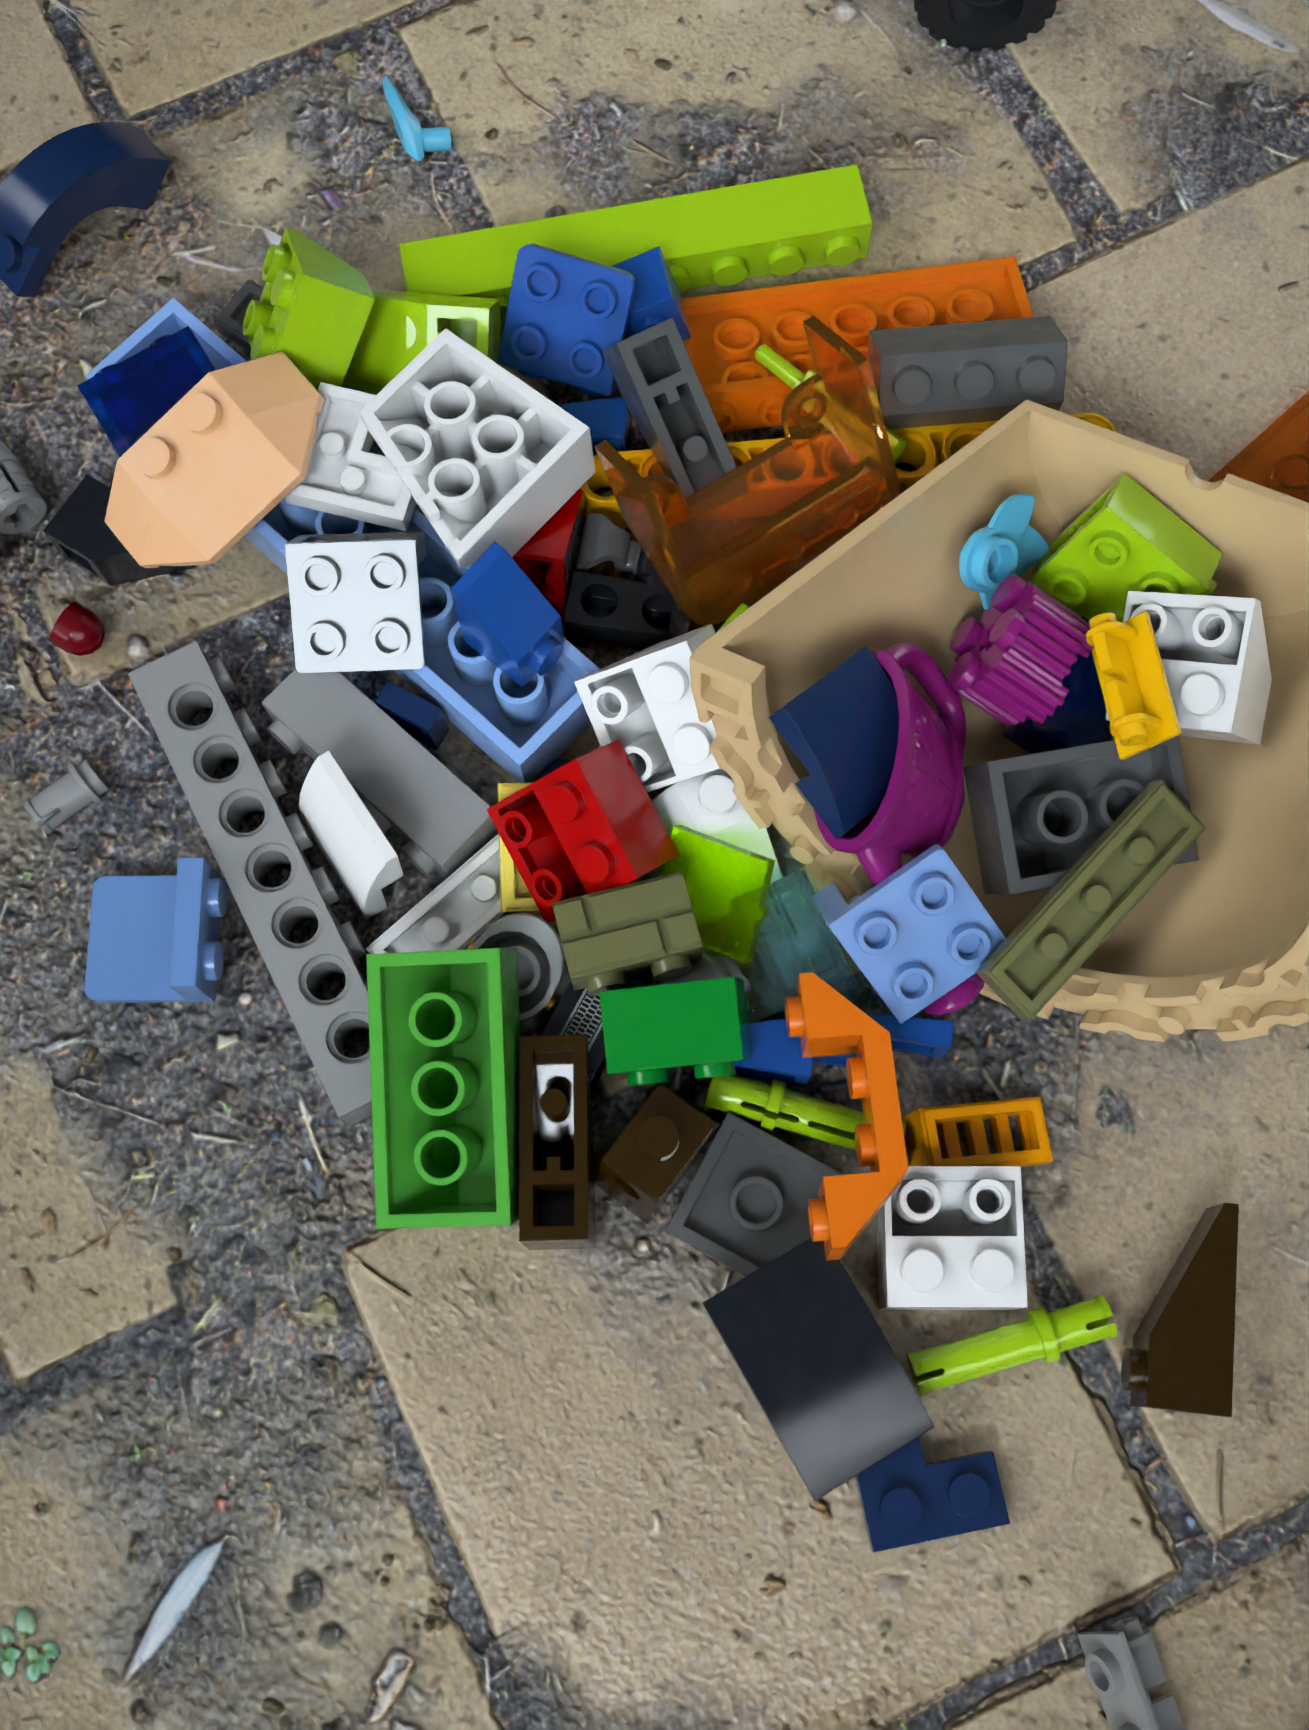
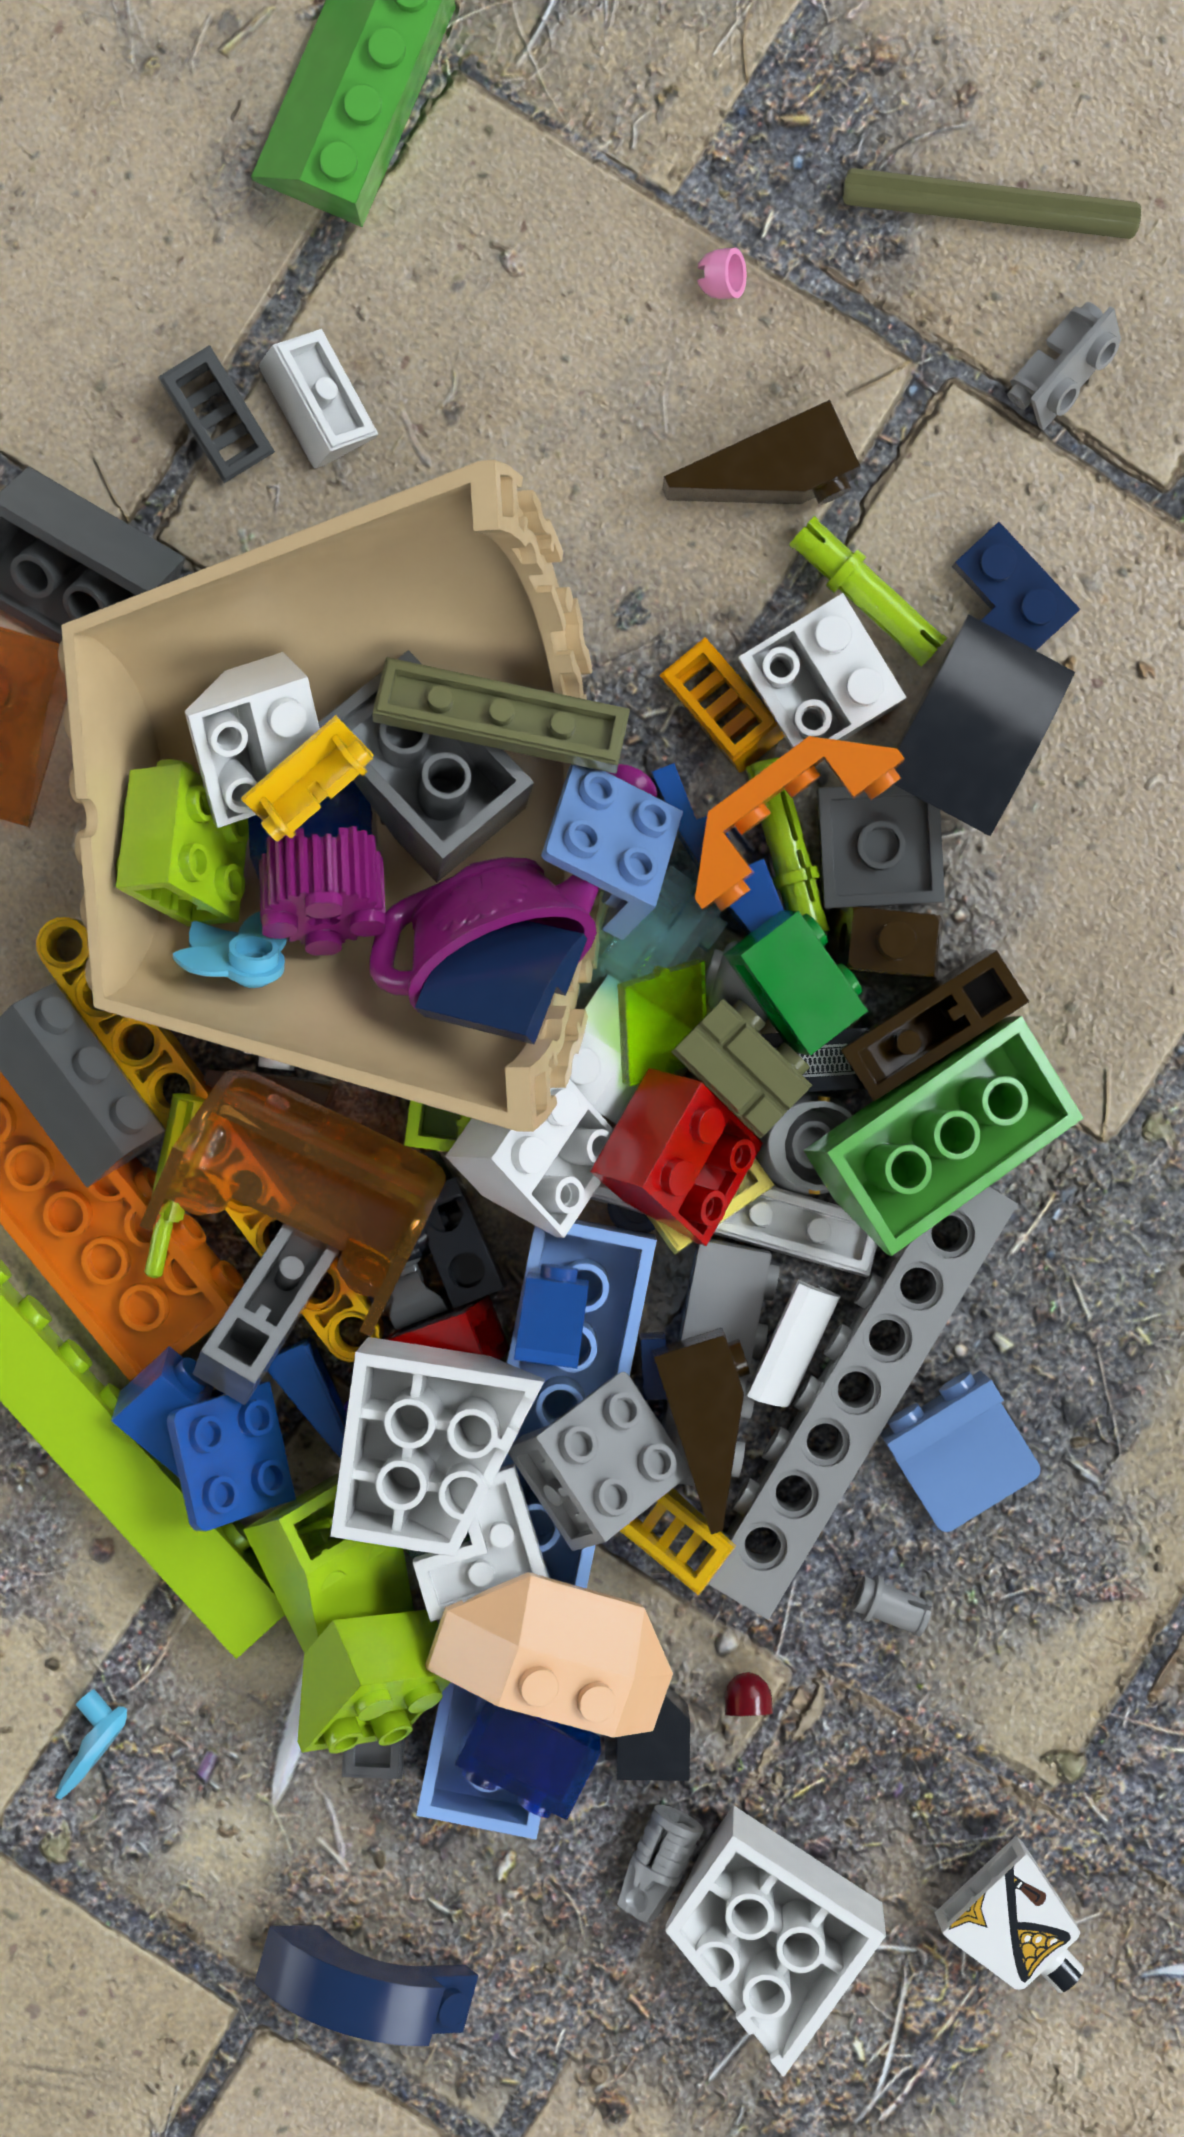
camera: 125 degrees left, 15 degrees up
(252, 623) = (660, 1550): none -> yellow slope
(360, 721) = (706, 1406): none -> dark brown slope

